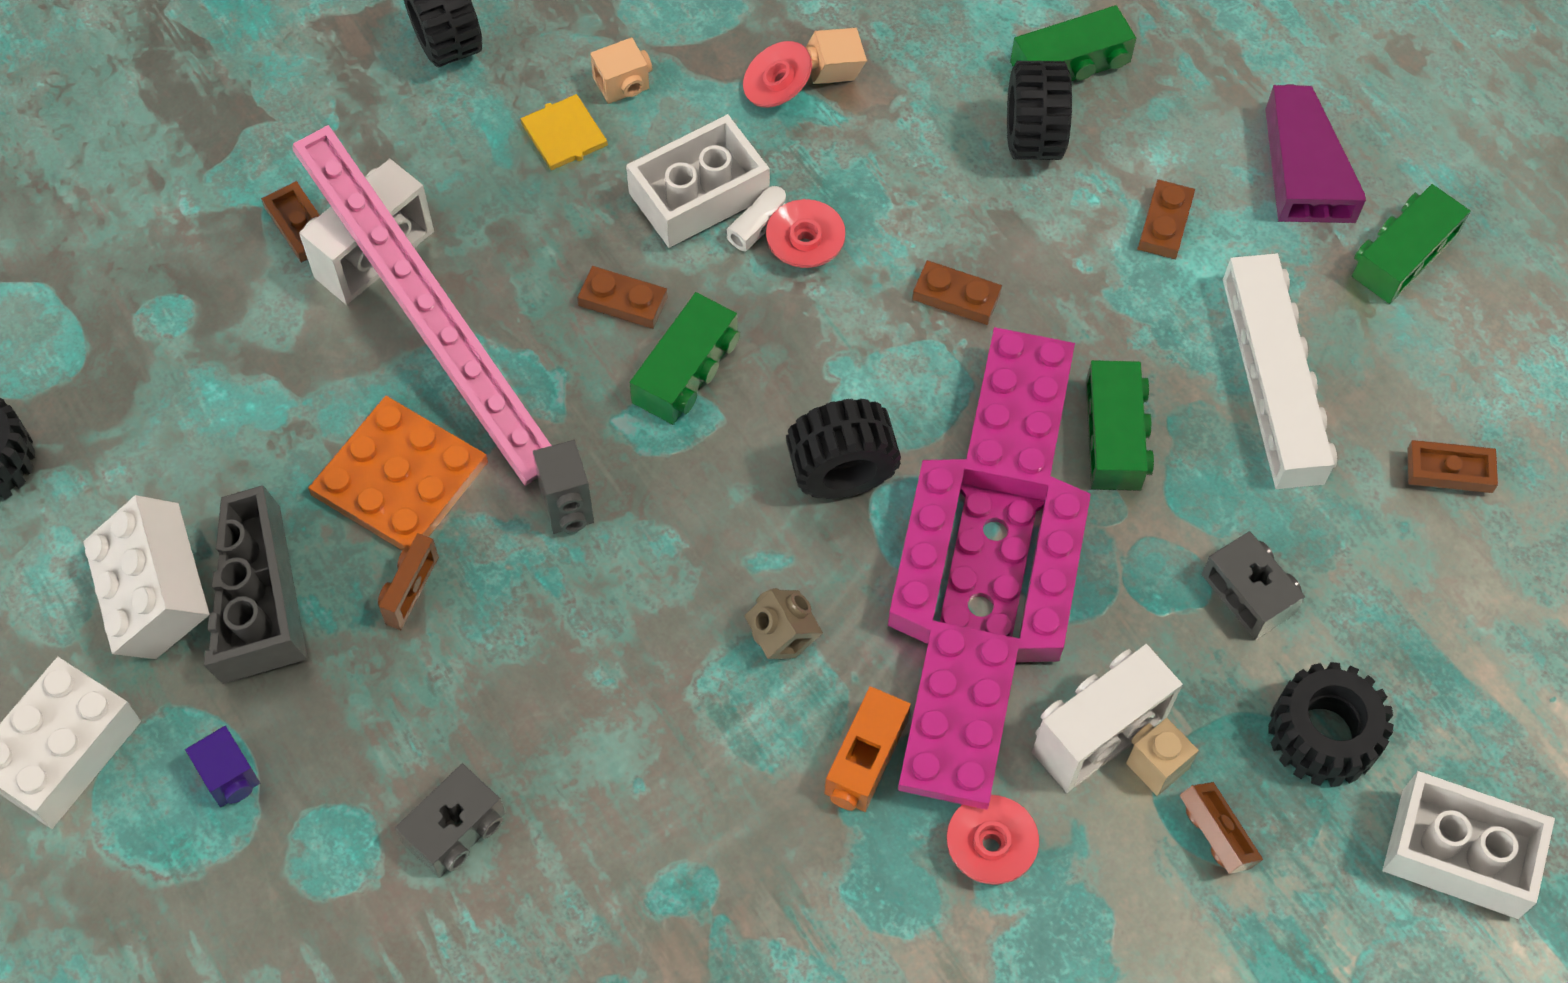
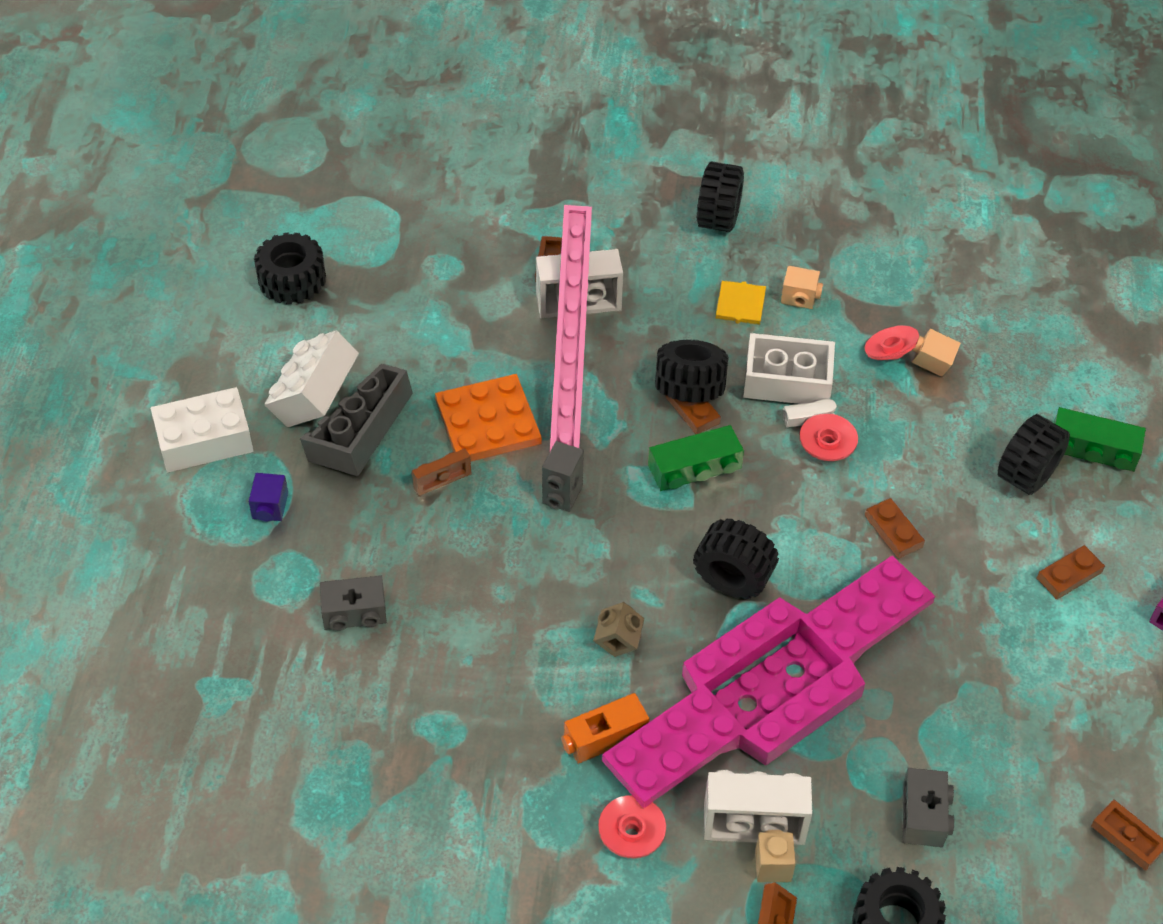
camera: 40 degrees right, 10 degrees down
(595, 255) = (691, 370): none -> black tyre
(1118, 425) = (923, 662): green brick -> none
(1279, 372) = (1059, 701): white brick -> none

